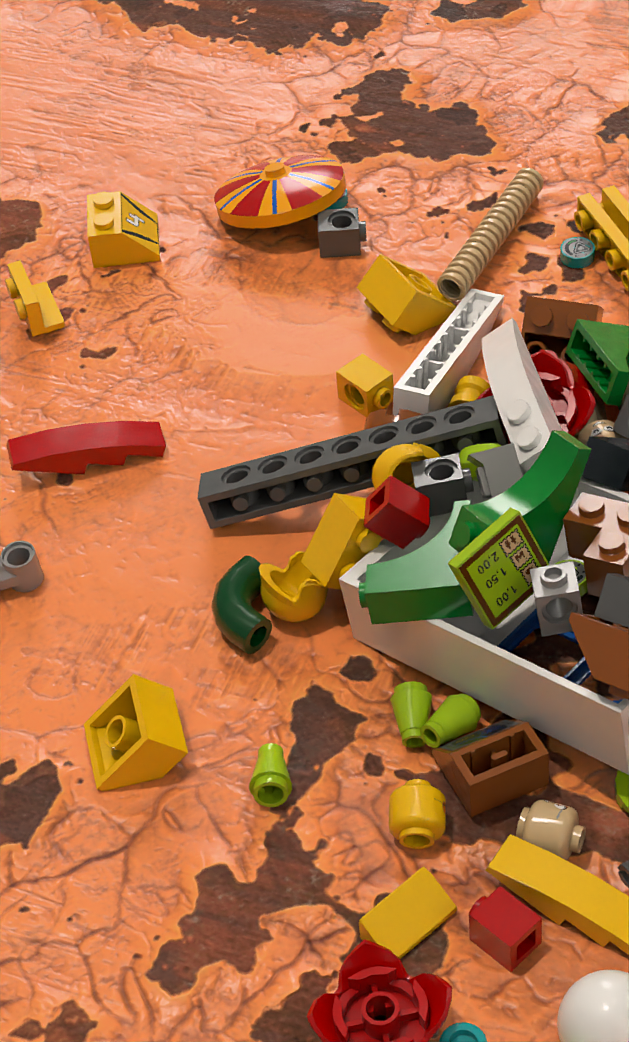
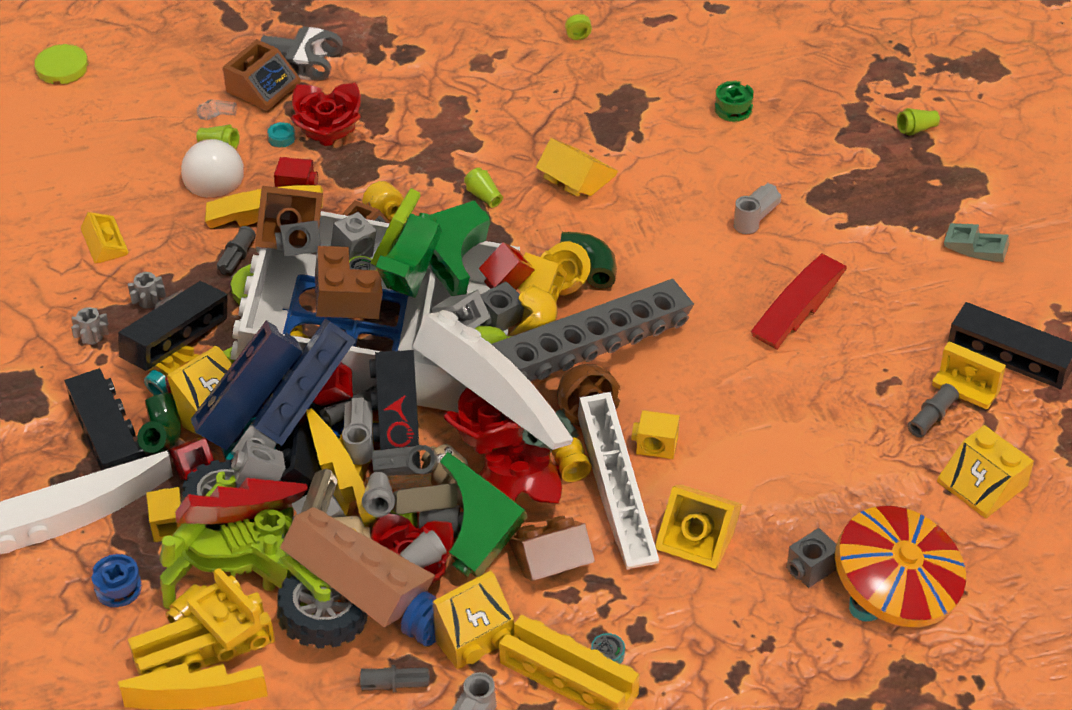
camera: 140 degrees right, 0 degrees up
(95, 298) = (933, 410): none -> dark grey pin
(408, 914) = (352, 167): yellow slope -> none
(490, 234) = (688, 620): tan piece -> none

